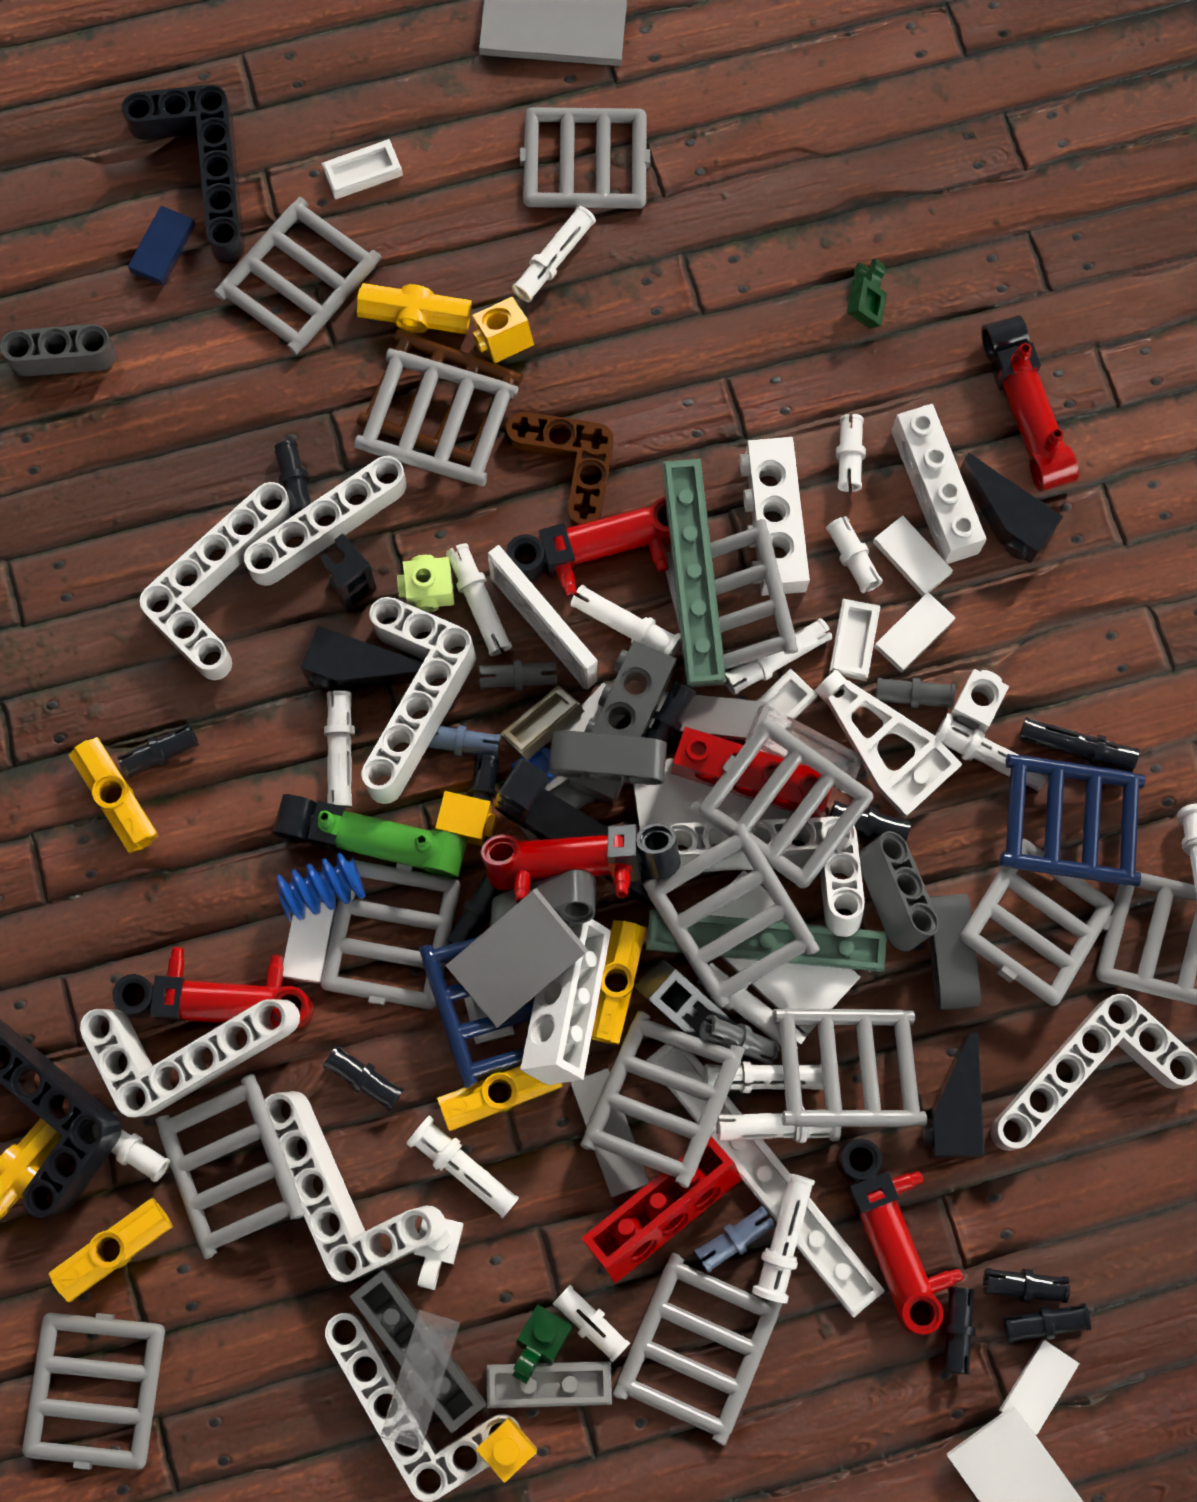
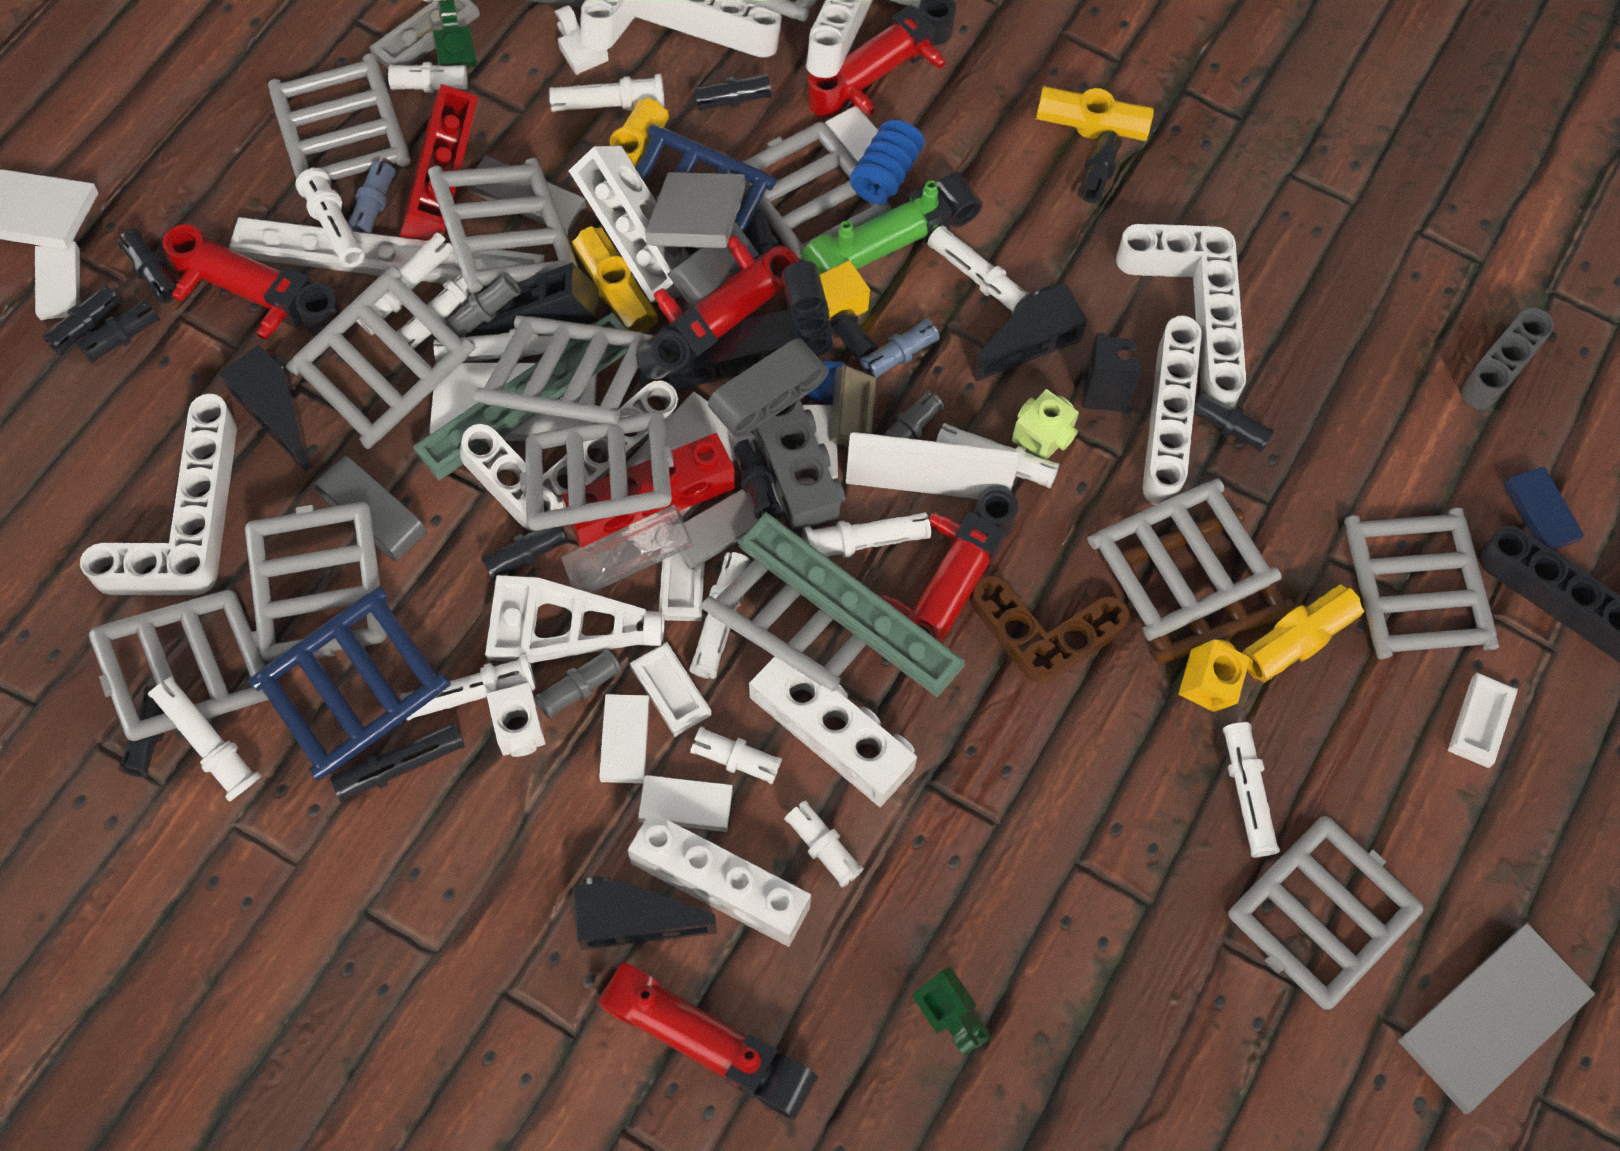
camera: 135 degrees right, 10 degrees down
(420, 694) = (960, 339): white beam -> none
(898, 891) = (432, 507): dark grey beam -> none

